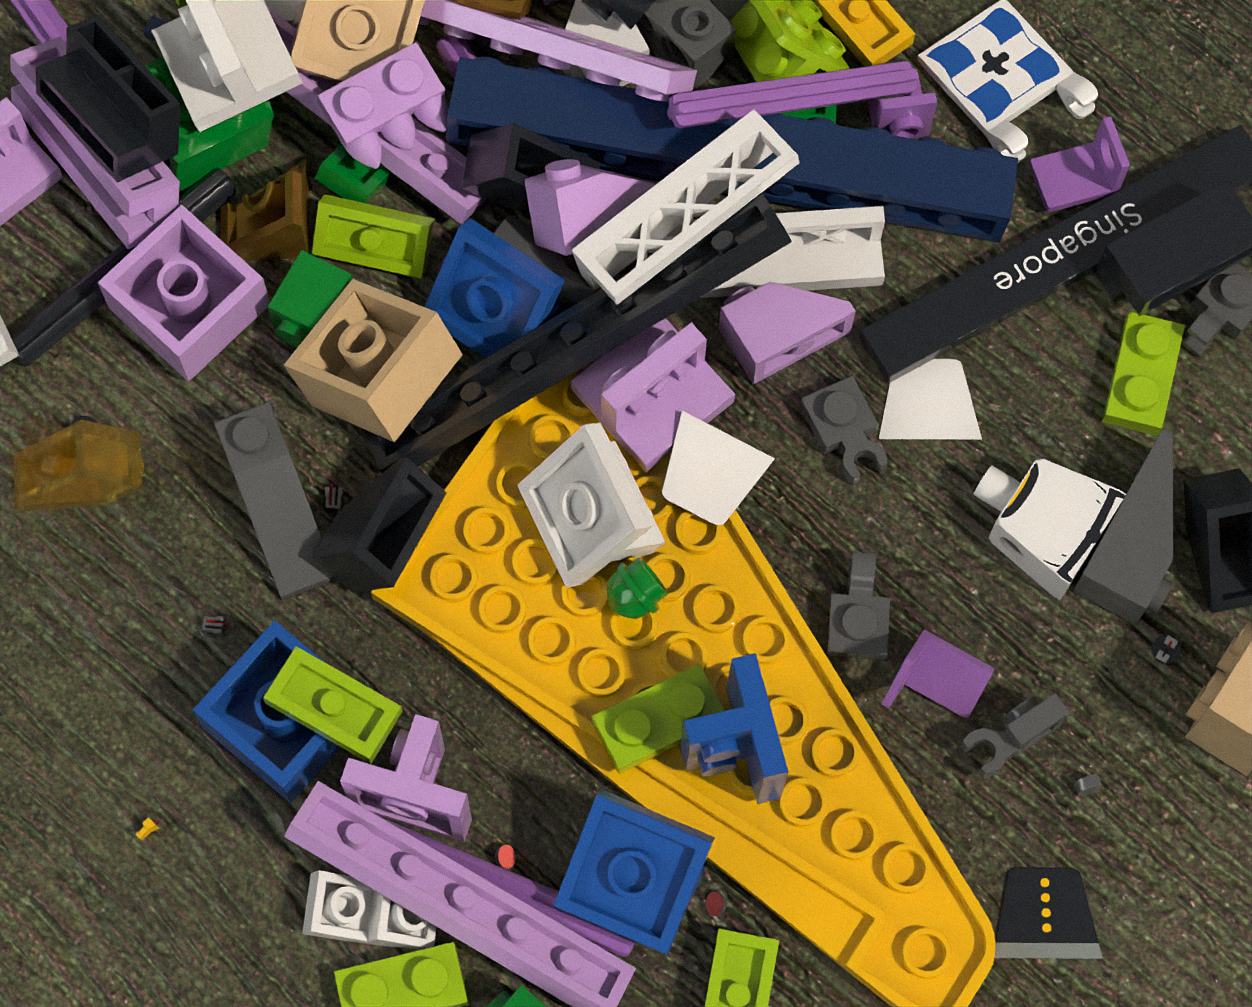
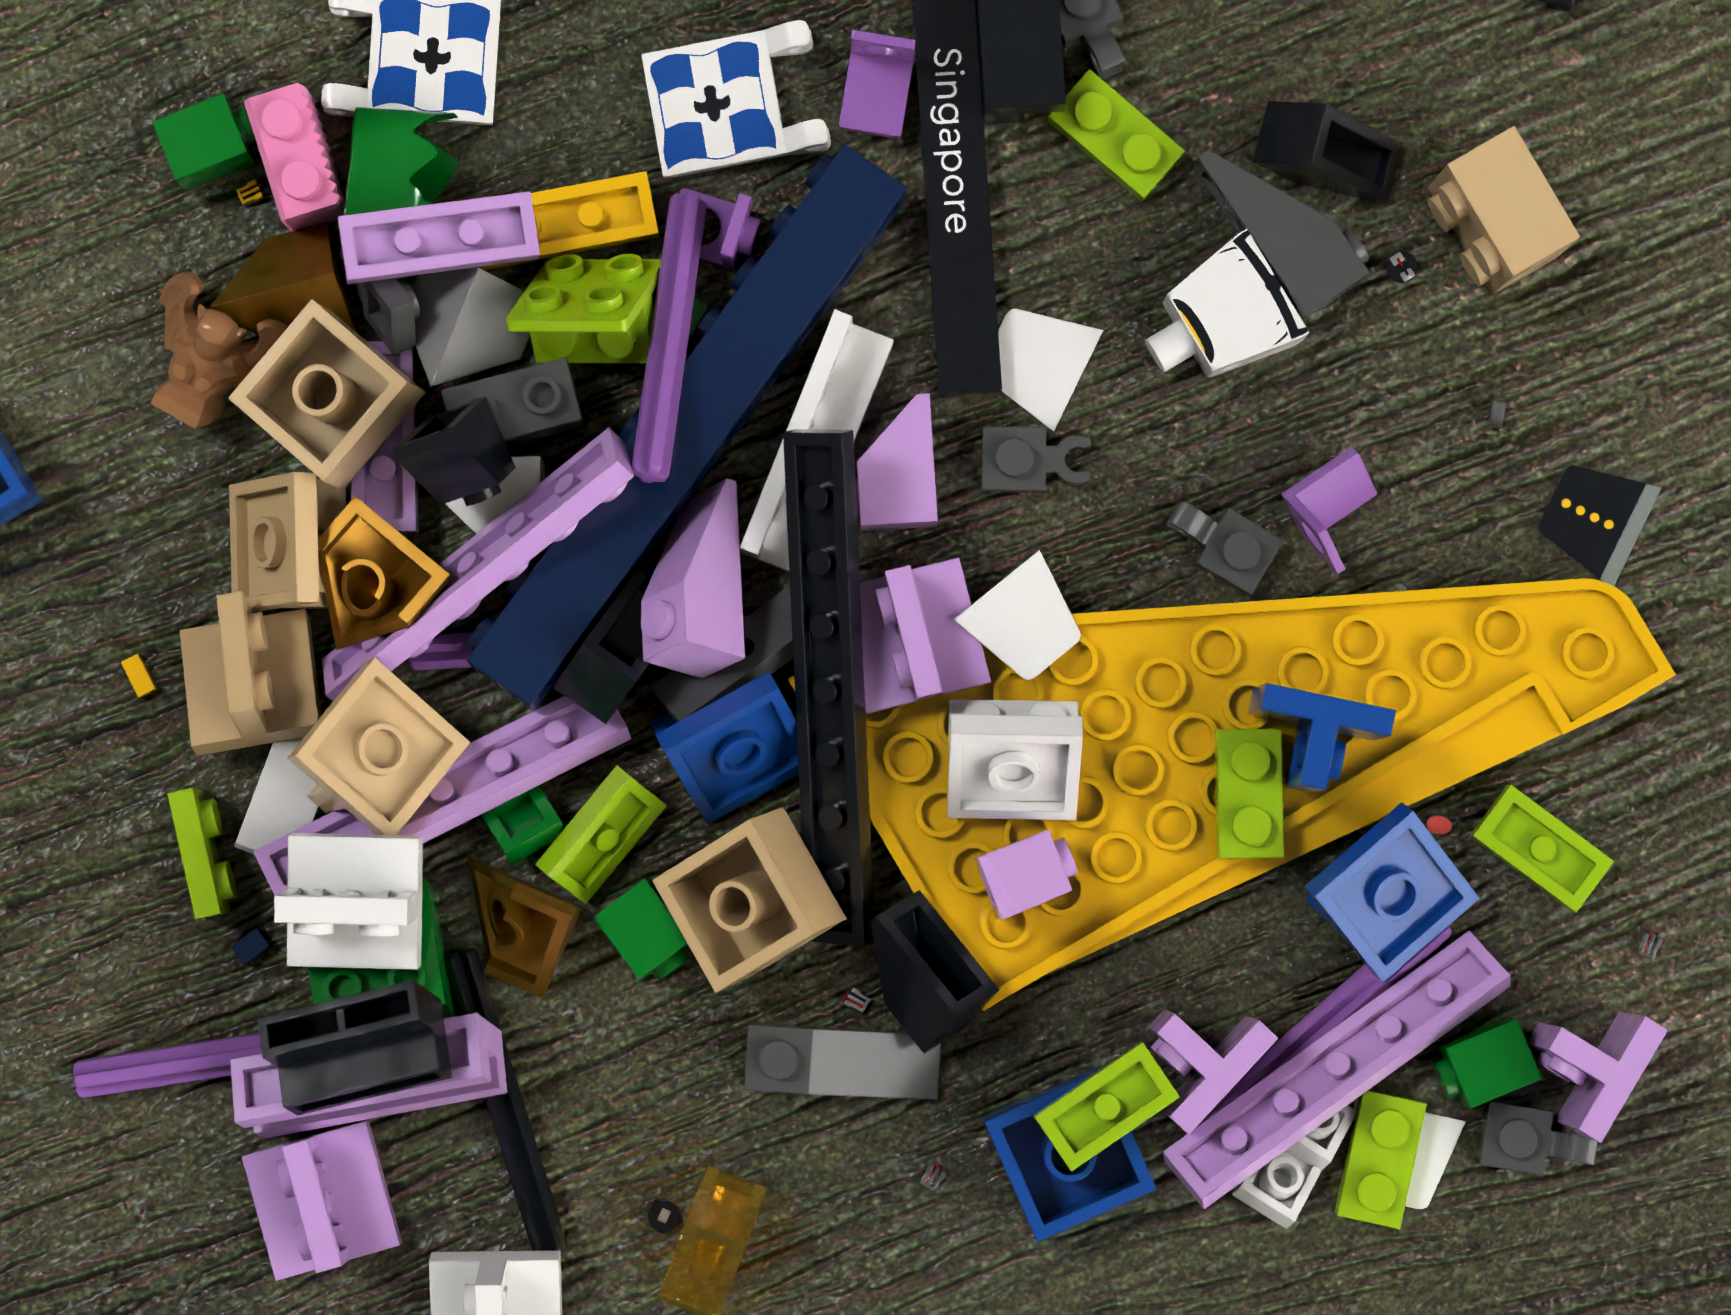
camera: 65 degrees left, 15 degrees up
(184, 292) = (579, 1056): lavender brick -> none
(383, 102) = (475, 760): lavender plate -> none
(497, 553) = (1026, 873): none -> lavender slope
(505, 856) = (1299, 1001): coral piece -> none
(635, 590) = (1114, 754): green plate -> none
(679, 199) = (739, 519): white fence -> none
(1027, 726) = (1419, 442): dark grey plate -> none

